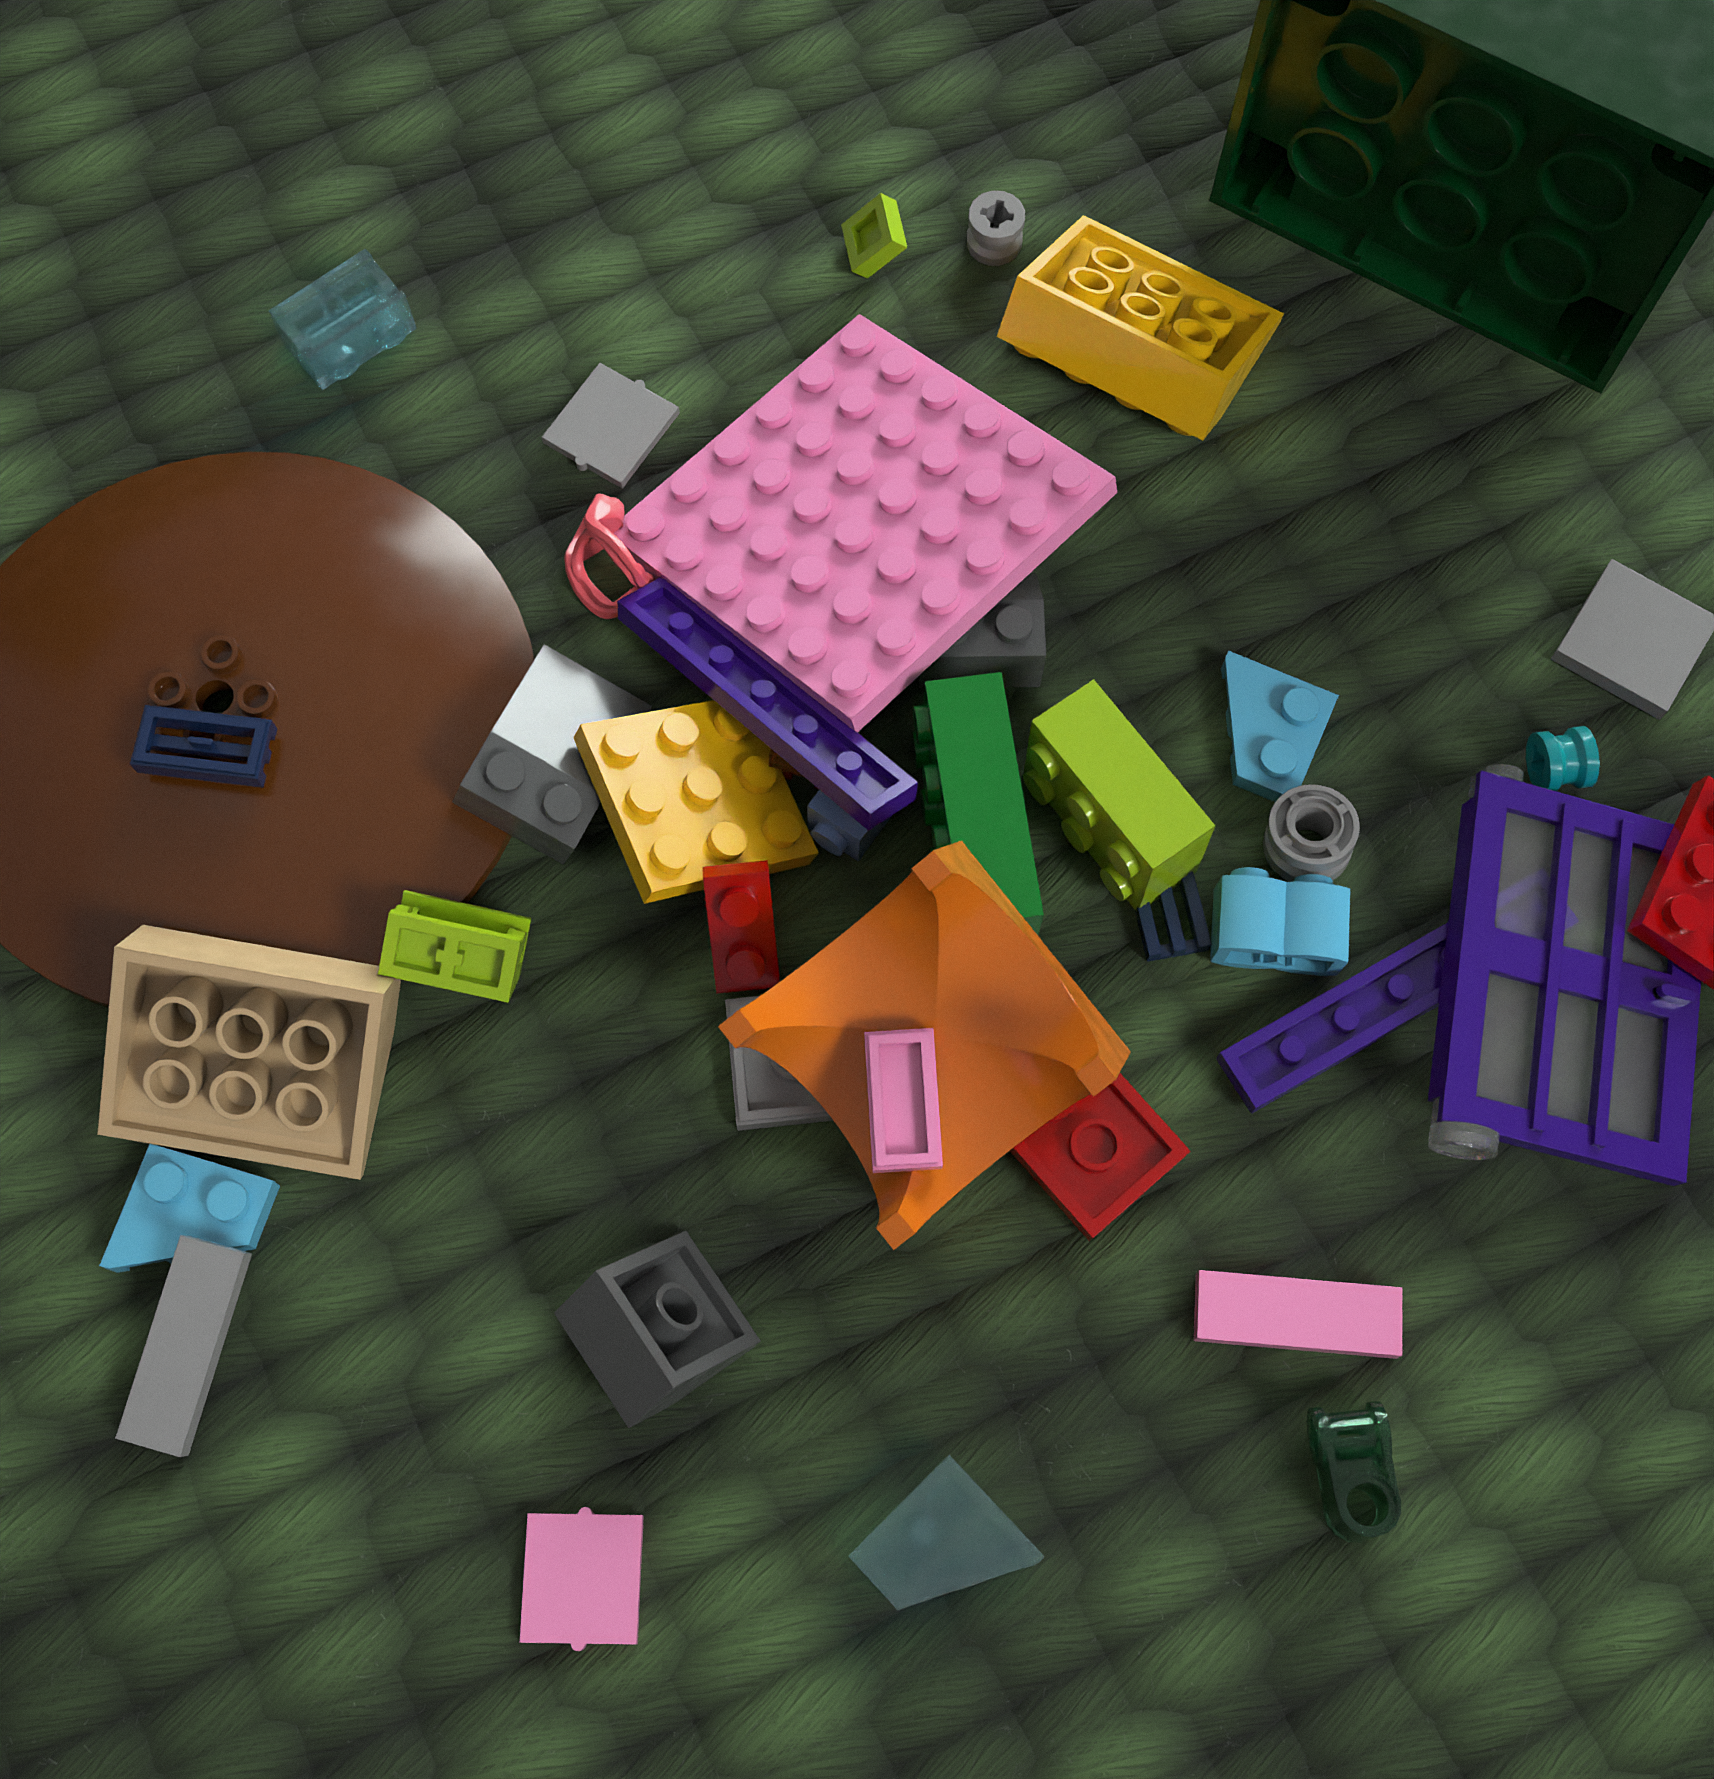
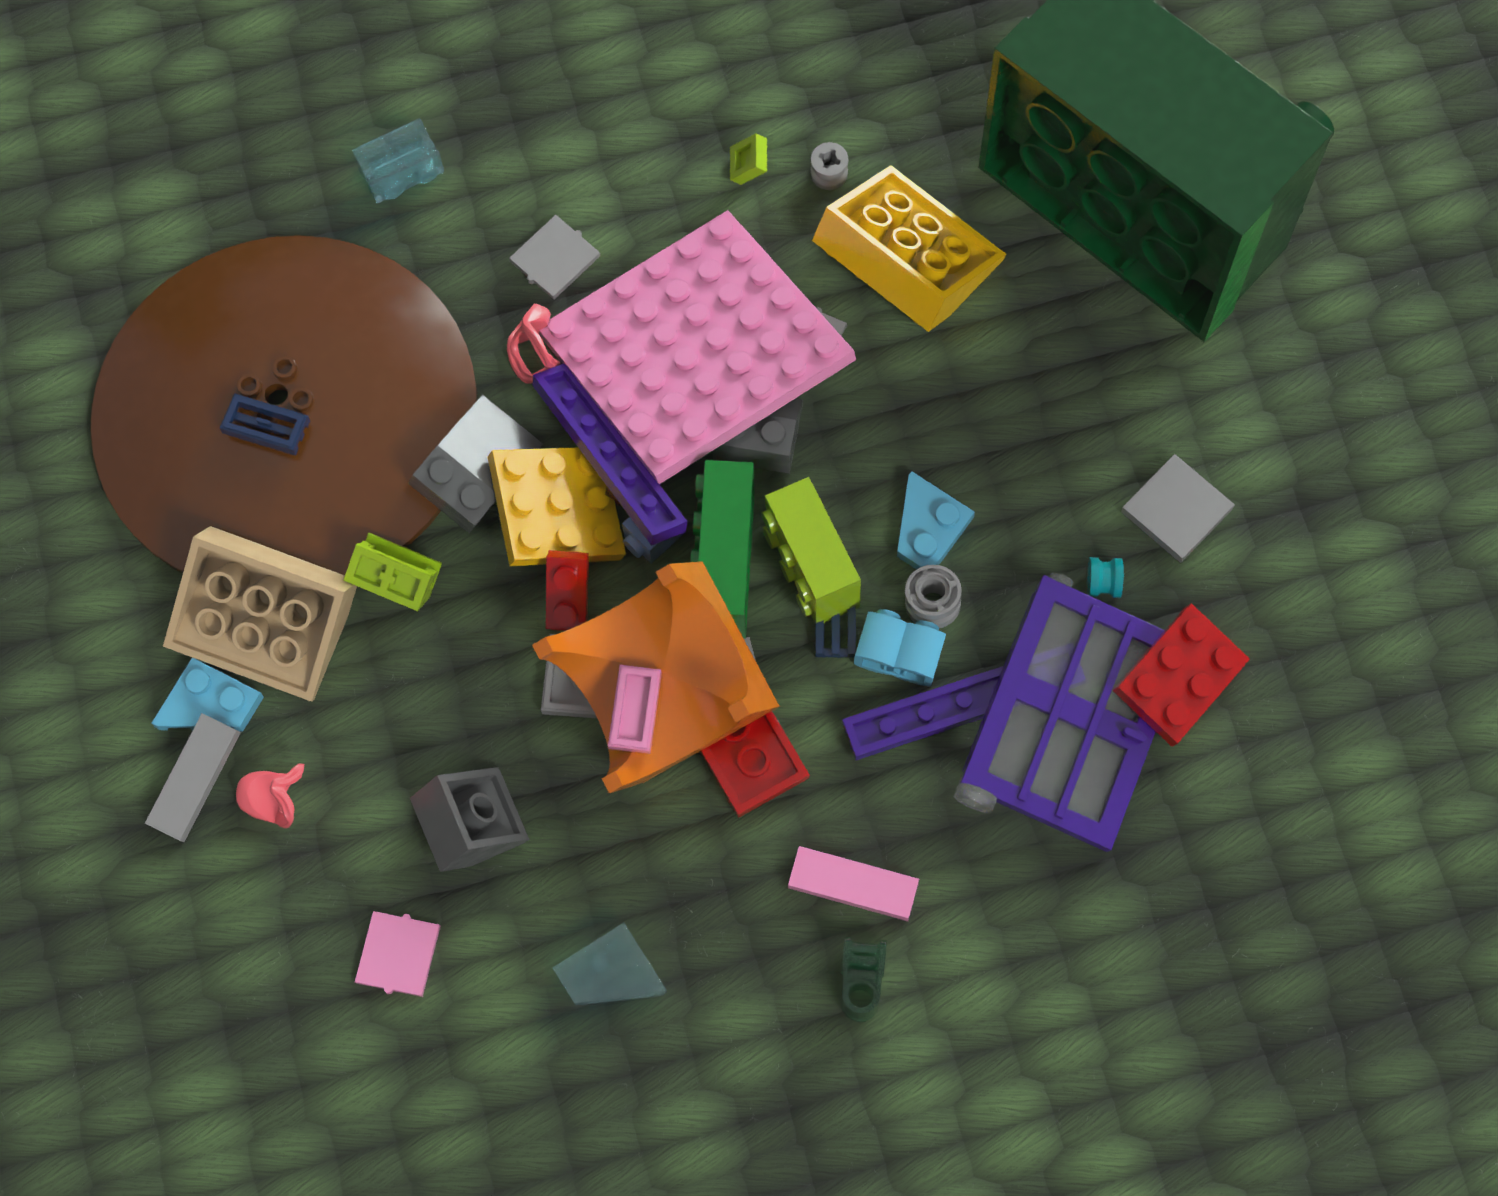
camera: 15 degrees right, 0 degrees up
(310, 1353) = (266, 797): none -> coral piece

